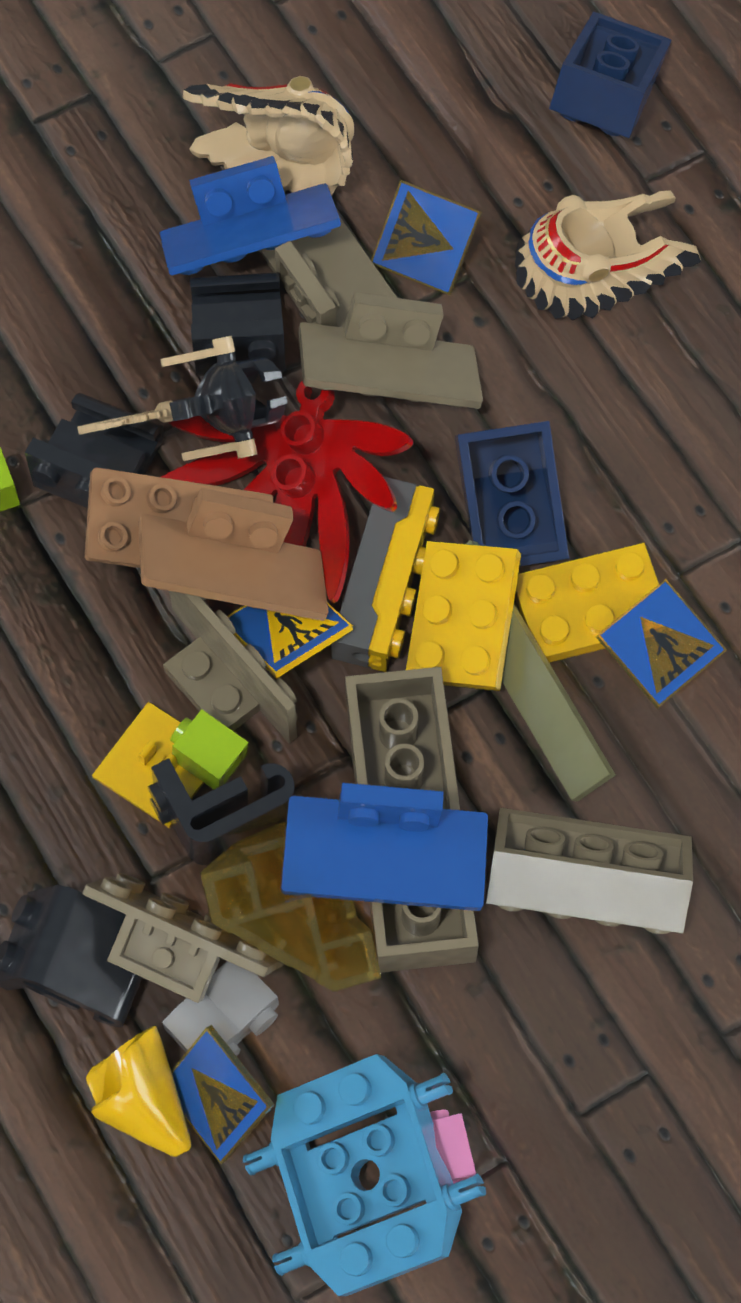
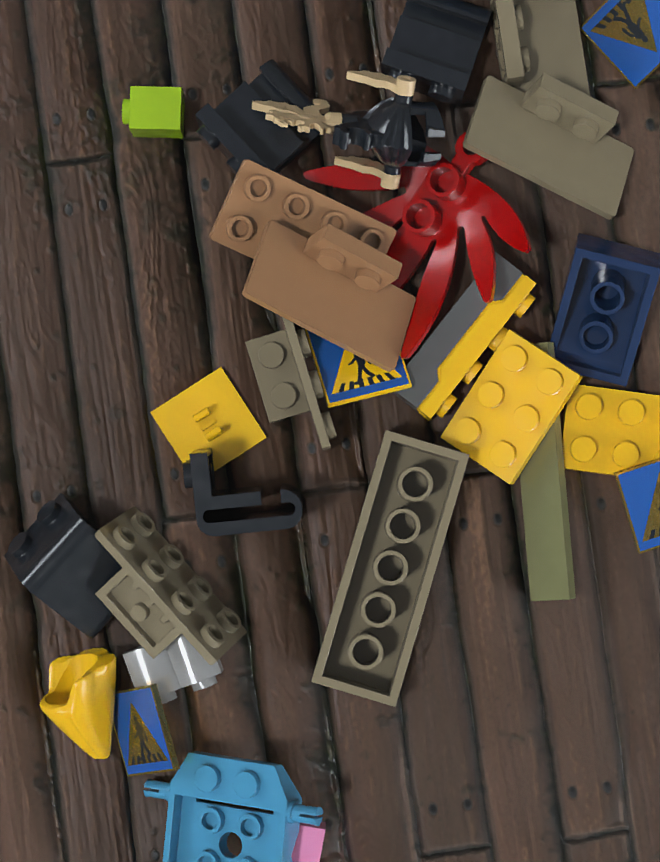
camera: 25 degrees right, 20 degrees up
(208, 749) = (250, 436): lime brick -> none
(299, 930) = (263, 602): clear yellow brick -> none
(385, 848) = (351, 604): blue bracket -> none
(591, 871) = (519, 668): slope -> none

